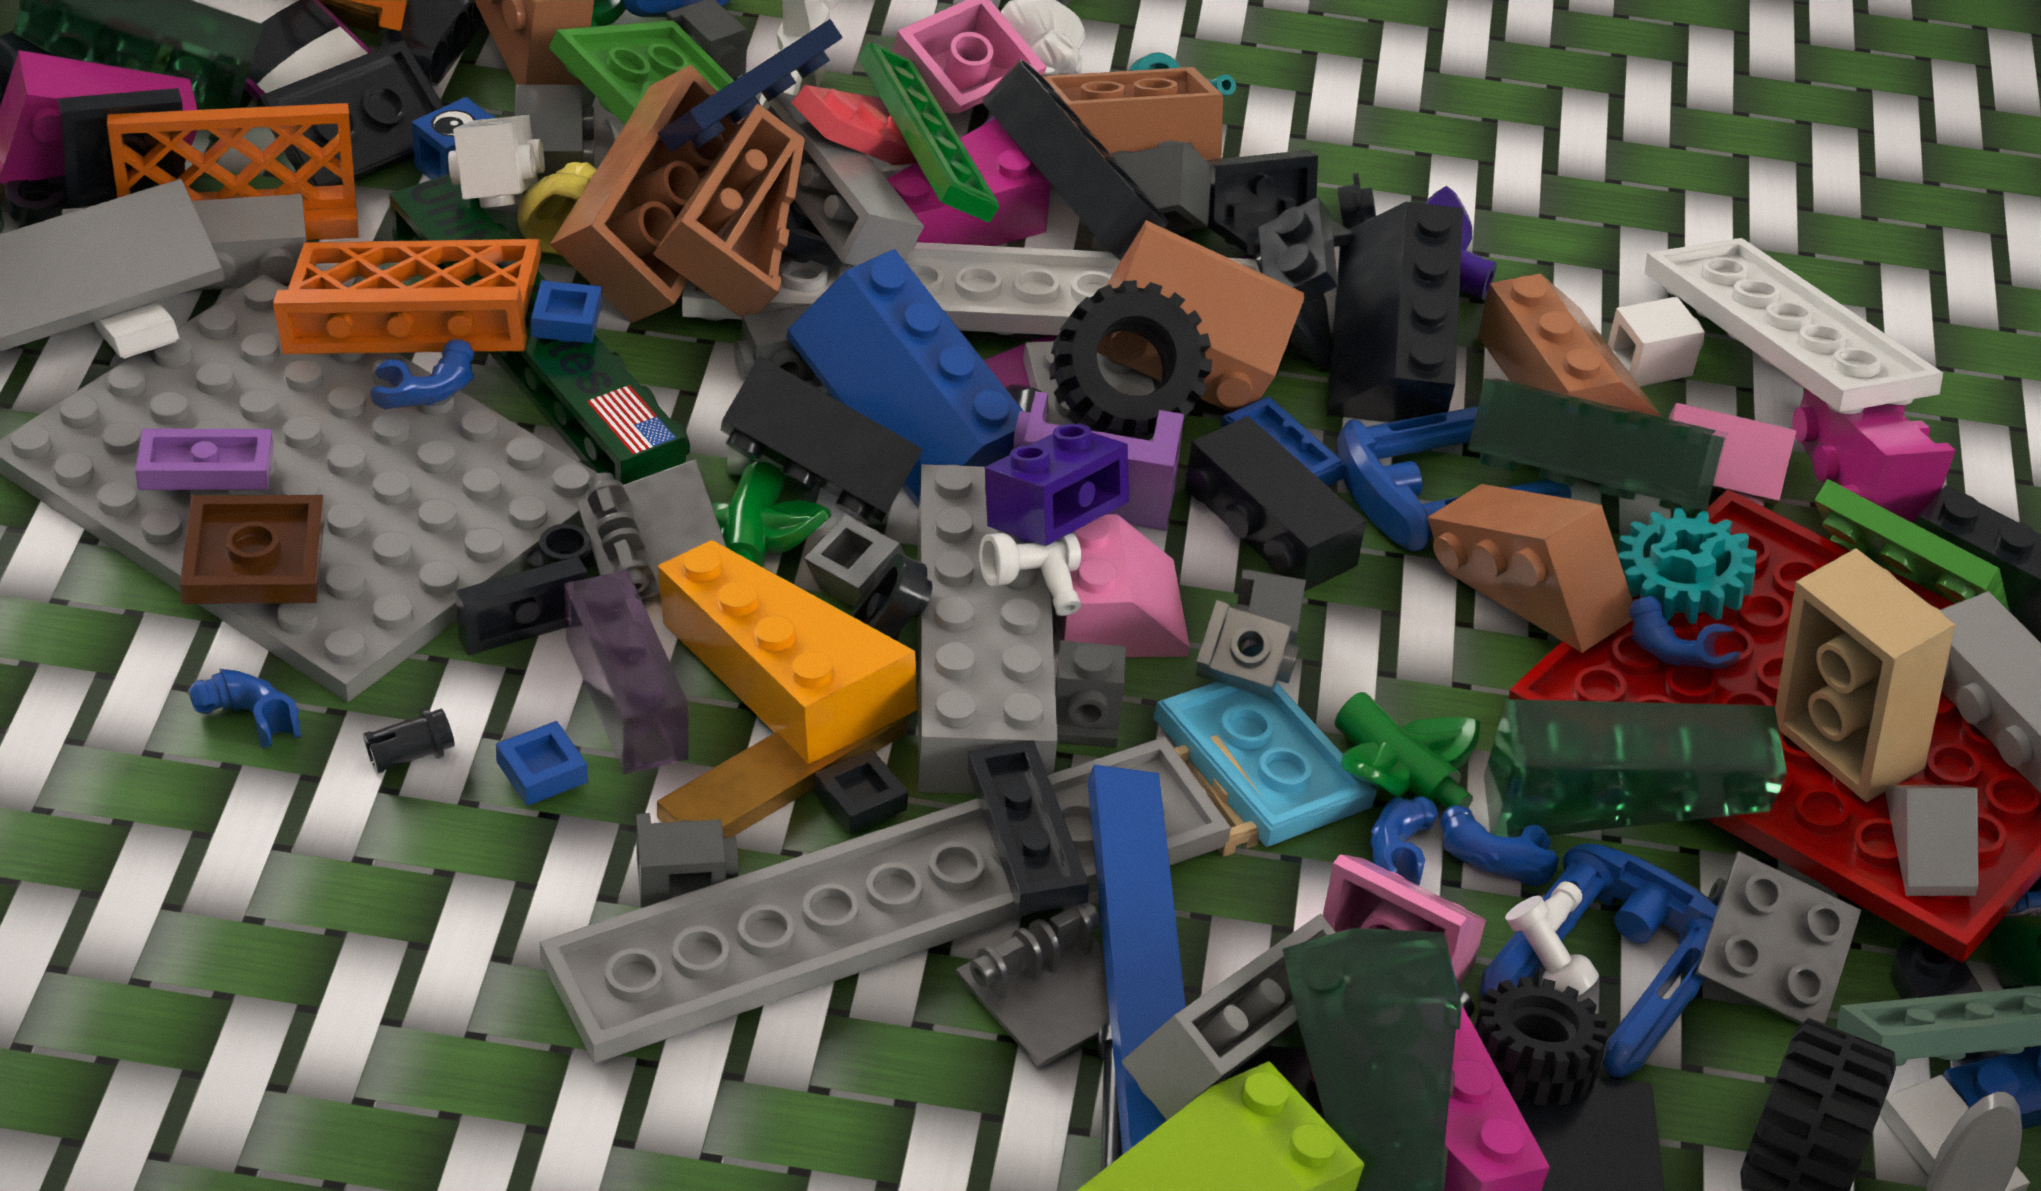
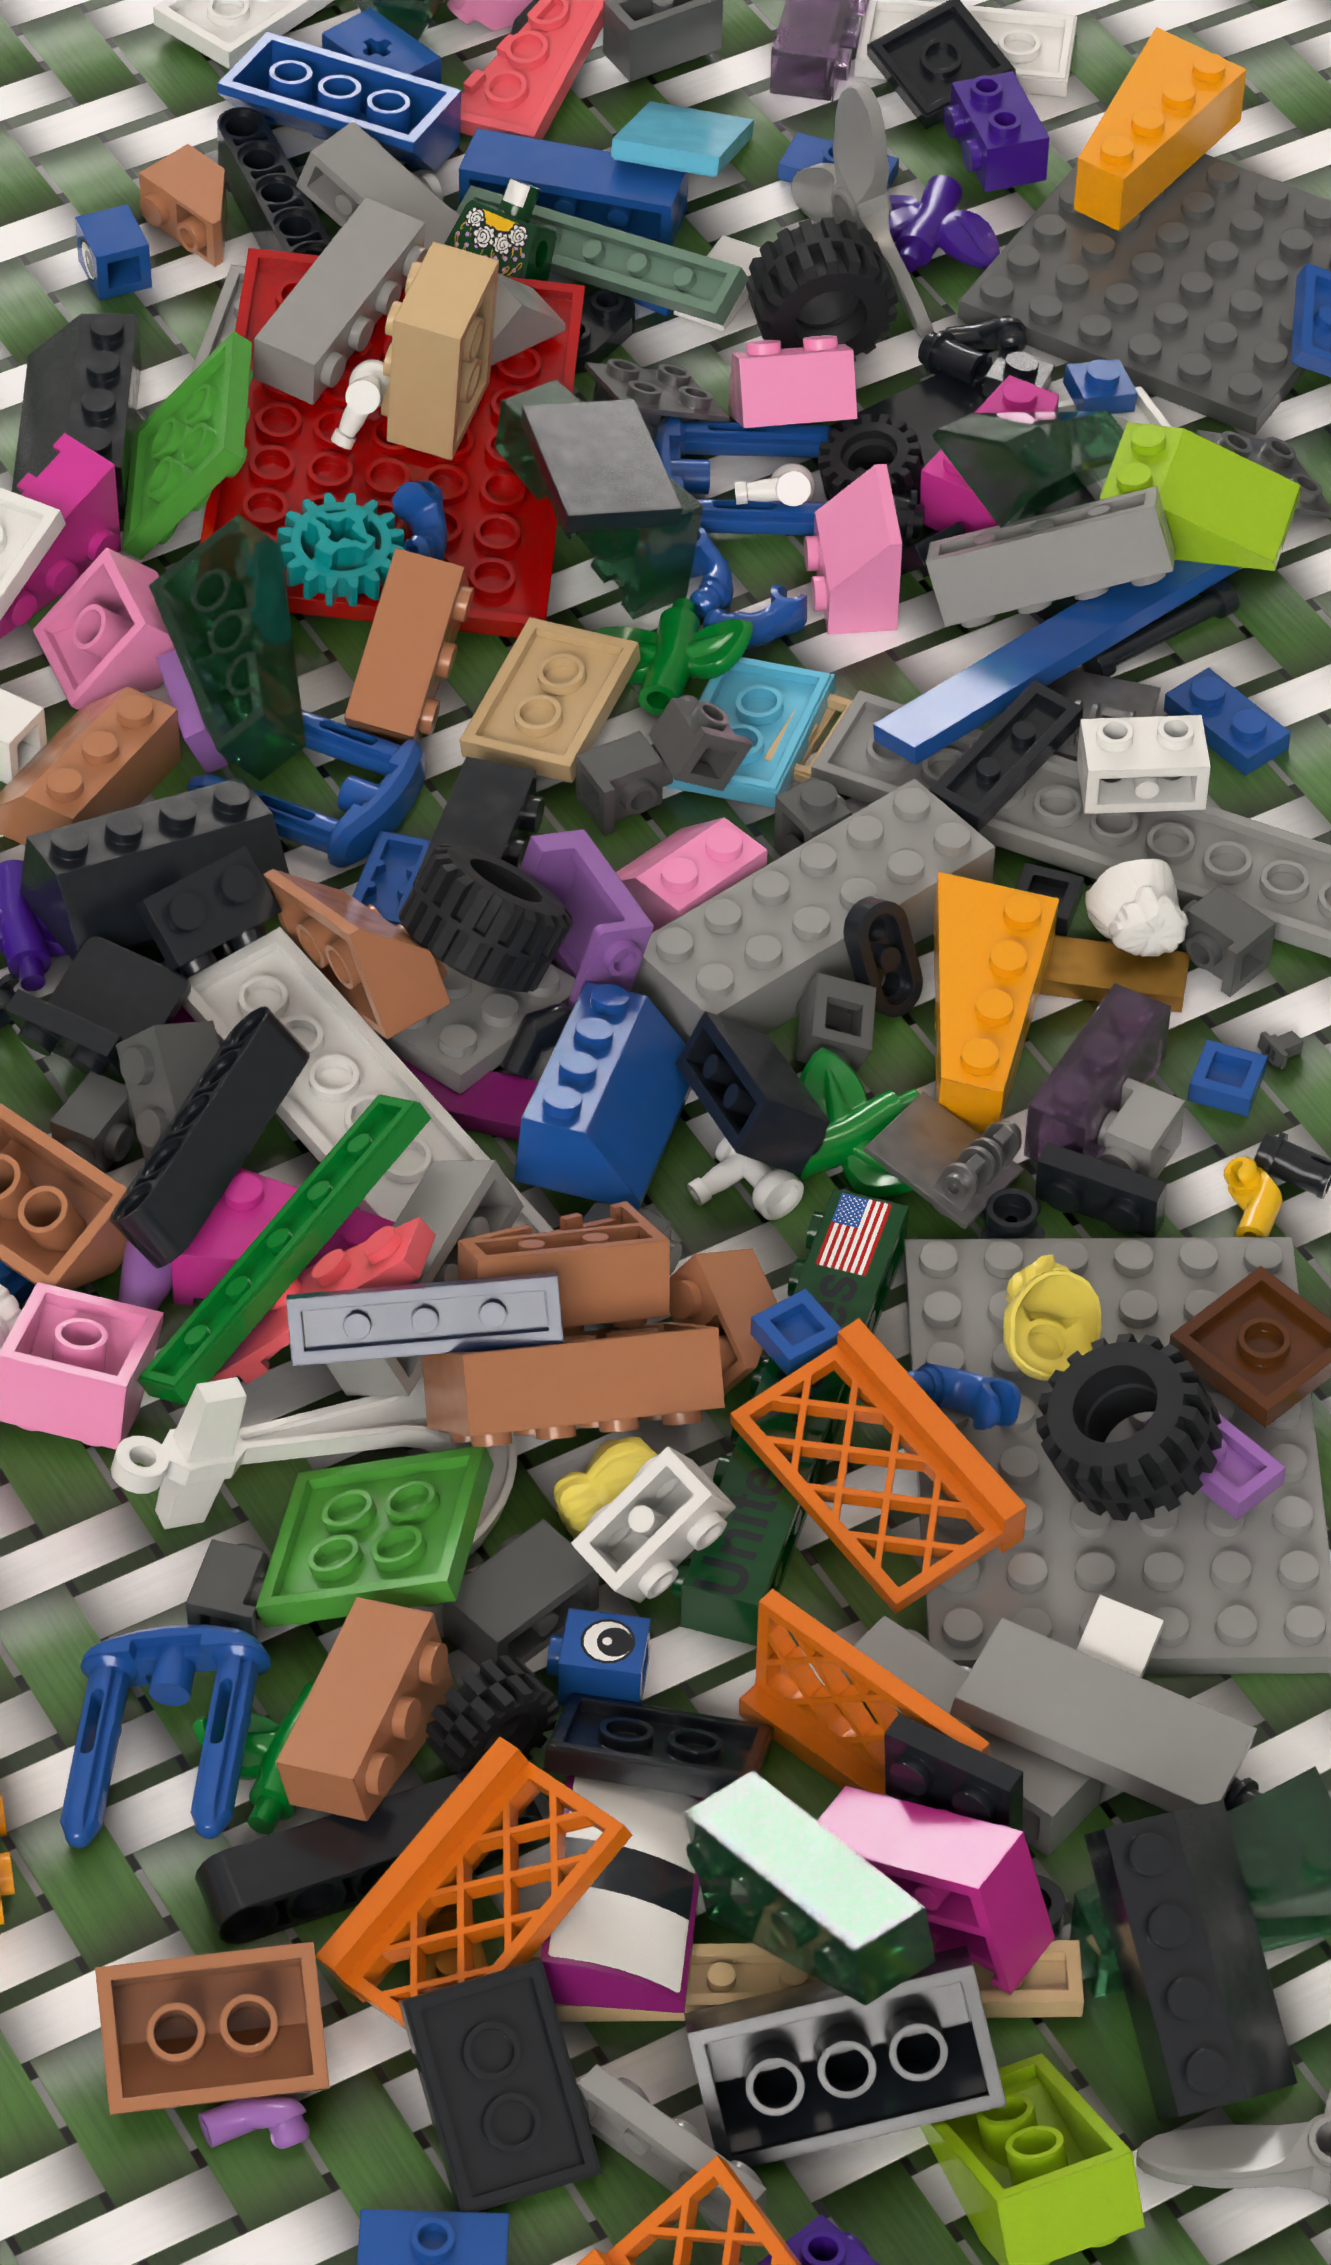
camera: 125 degrees left, 5 degrees up
(261, 388) = (1152, 1464): none -> black tyre
(403, 702) = (1255, 1195): none -> yellow arm
(422, 449) = (1049, 1317): none -> light yellow hair
(464, 55) = (495, 1703): none -> black tyre
(540, 836) = (1280, 1047): none -> dark grey piece
(547, 665) = (1143, 1131): none -> light grey brick
(657, 331) = (724, 1293): none -> nougat slope
(767, 806) = (1138, 907): none -> white hair
(909, 890) = (1143, 764): none -> white brick
(951, 1088) = (1231, 721): none -> blue plate
(1003, 559) = (793, 871): white piece -> none
(1056, 484) = (697, 863): dark purple brick -> none
(1411, 641) = (550, 698): none -> tan plate
(1613, 701) = (600, 465): none -> tile
(1682, 1013) = (792, 383): none -> bright pink slope

